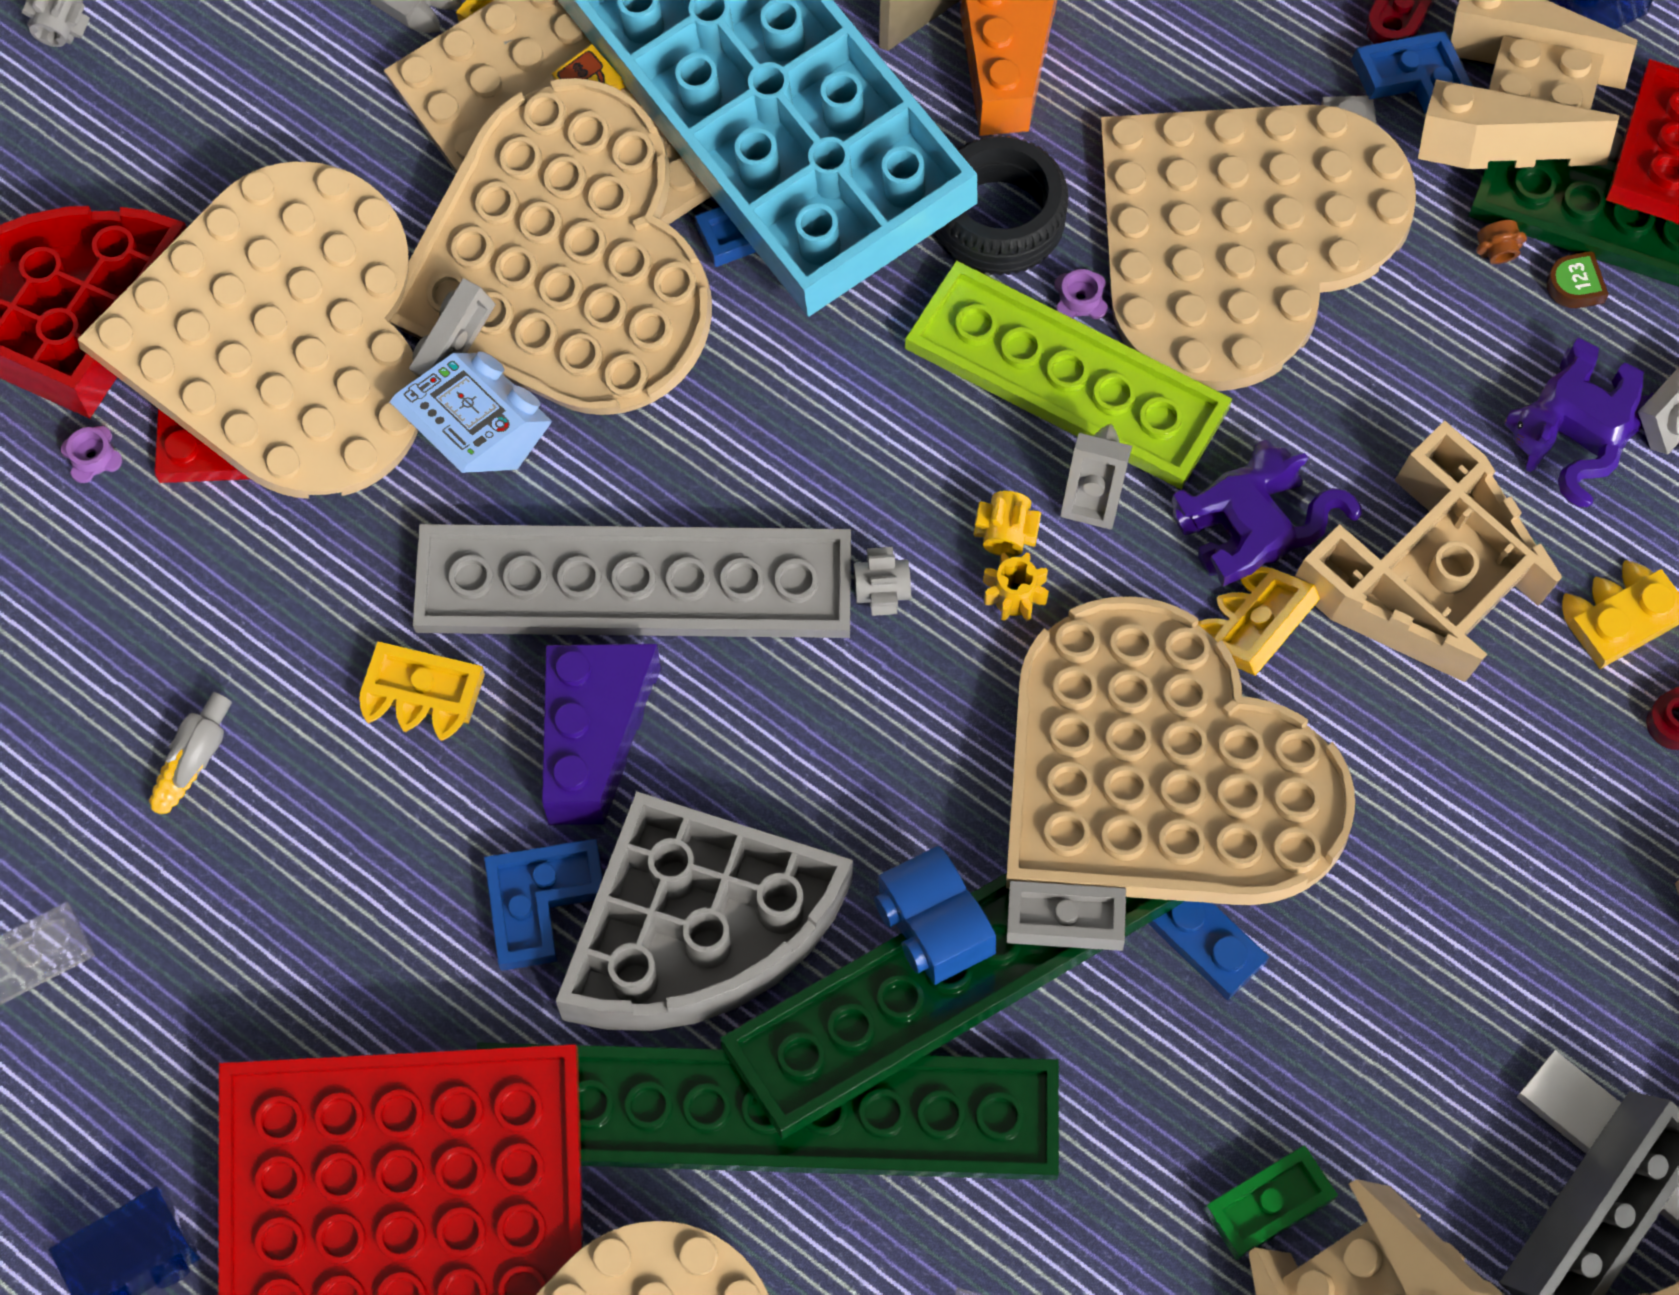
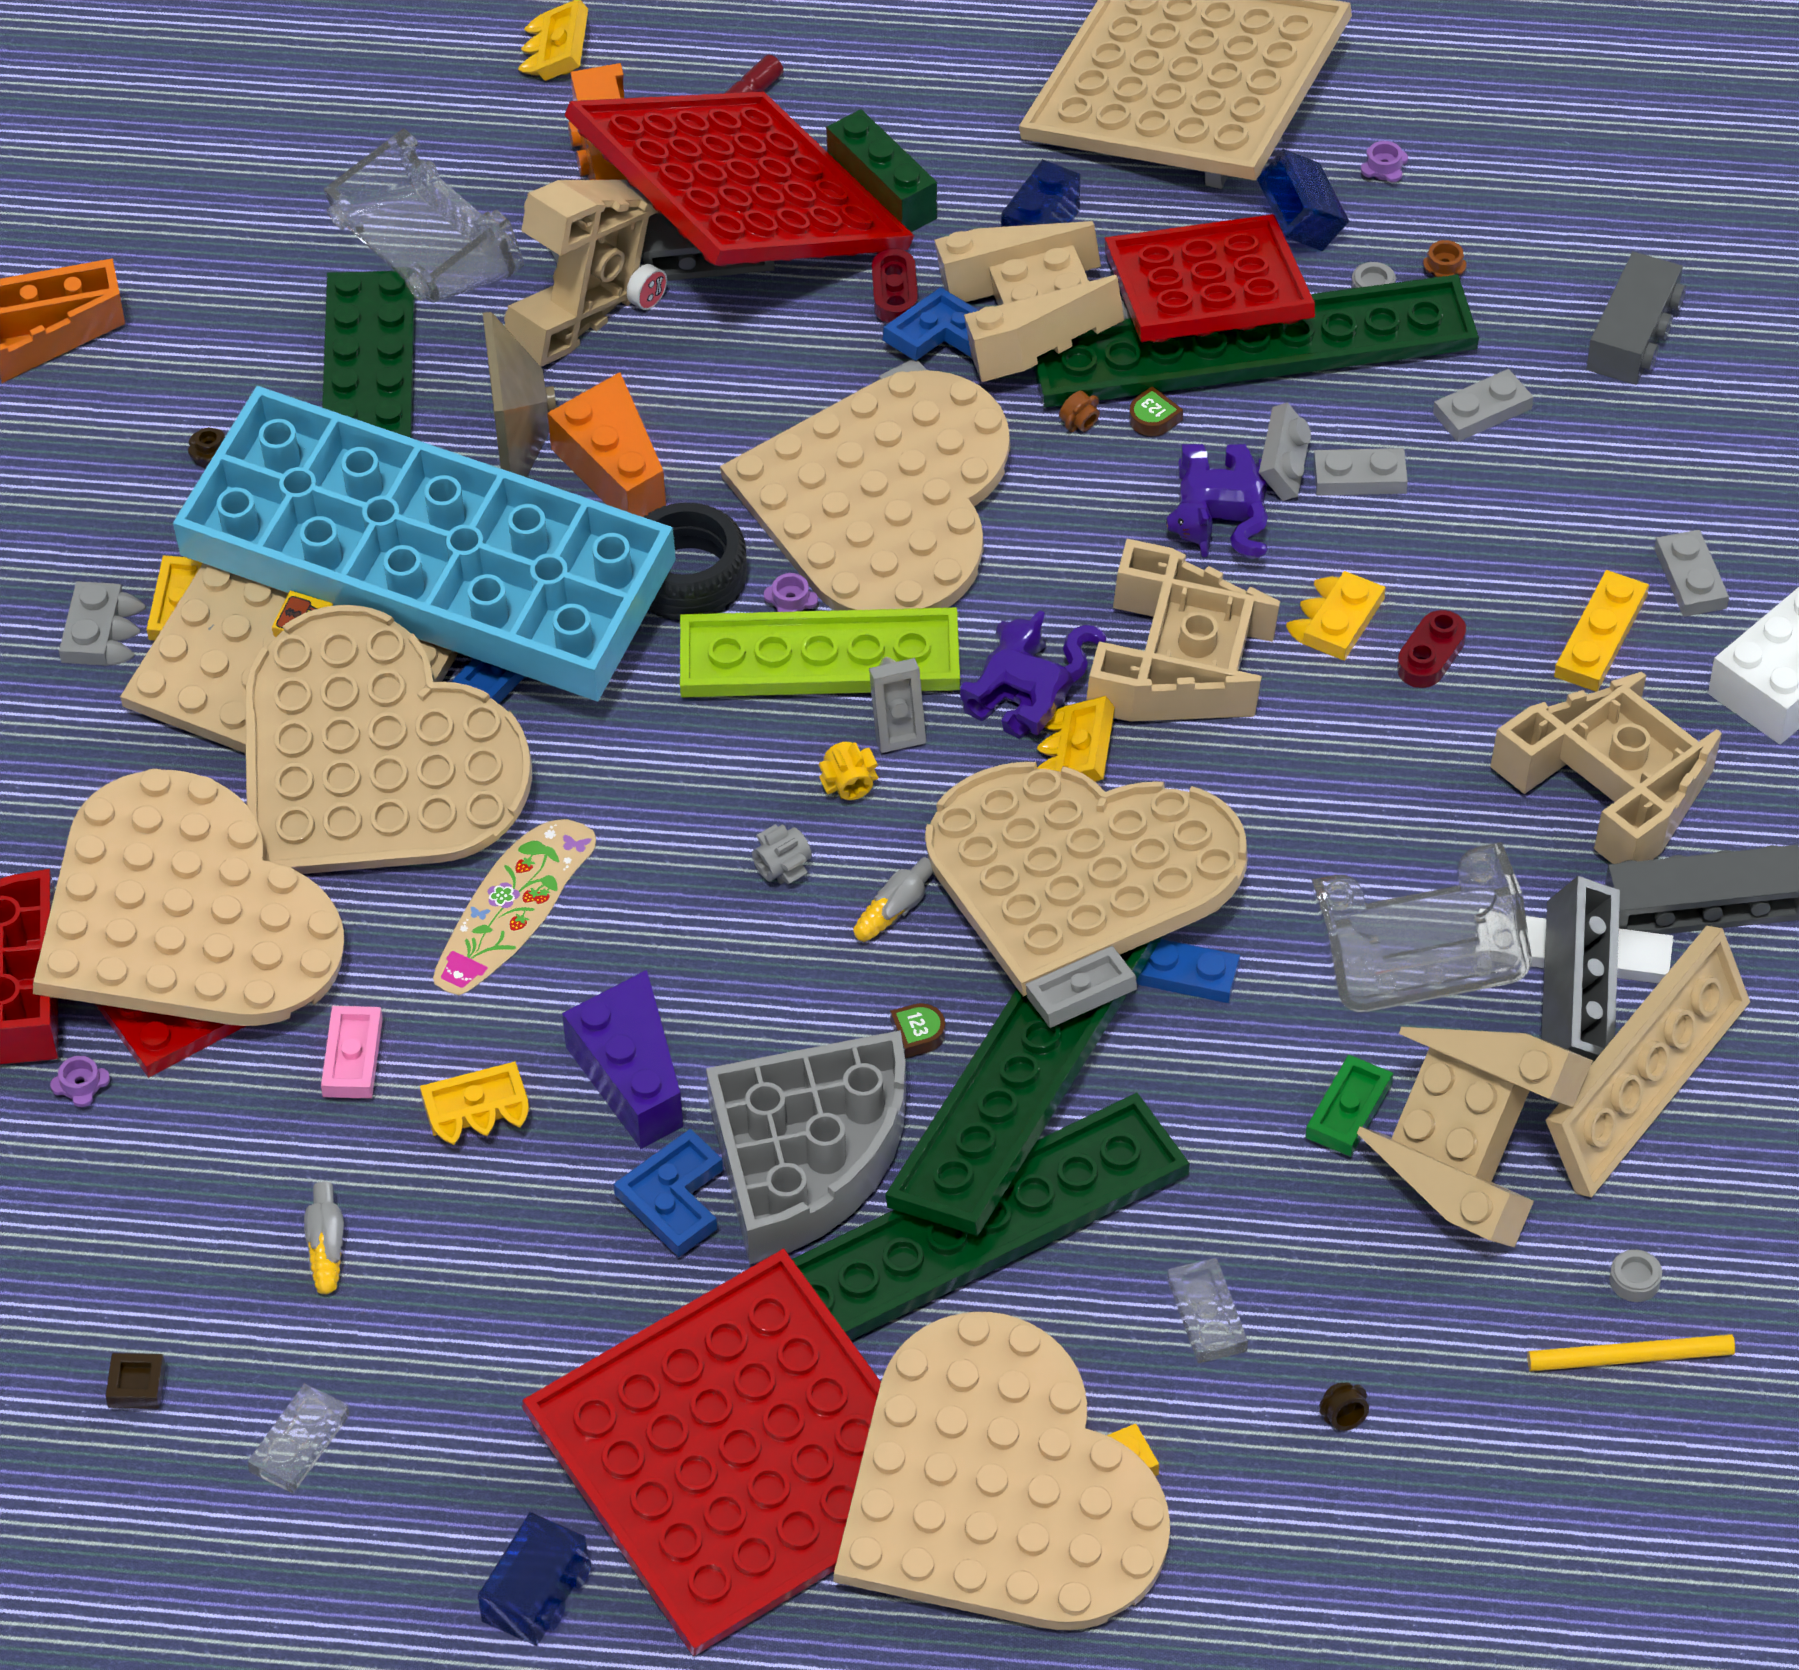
camera: 30 degrees left, 15 degrees down
(345, 565) = (351, 1052): none -> bright pink plate
(459, 323) = (325, 828): light grey plate -> none
(473, 413) = (384, 887): light blue slope -> none
(619, 474) = (512, 902): none -> tan sticker
(633, 581) = (586, 950): light grey plate -> none
(892, 845) = (920, 1027): none -> tile
(935, 914) = (987, 1032): blue brick -> none
(965, 691) = (895, 899): none -> light grey piece
(1018, 571) = (884, 809): yellow gear -> none
(1472, 1052) = (1427, 940): none -> clear windscreen

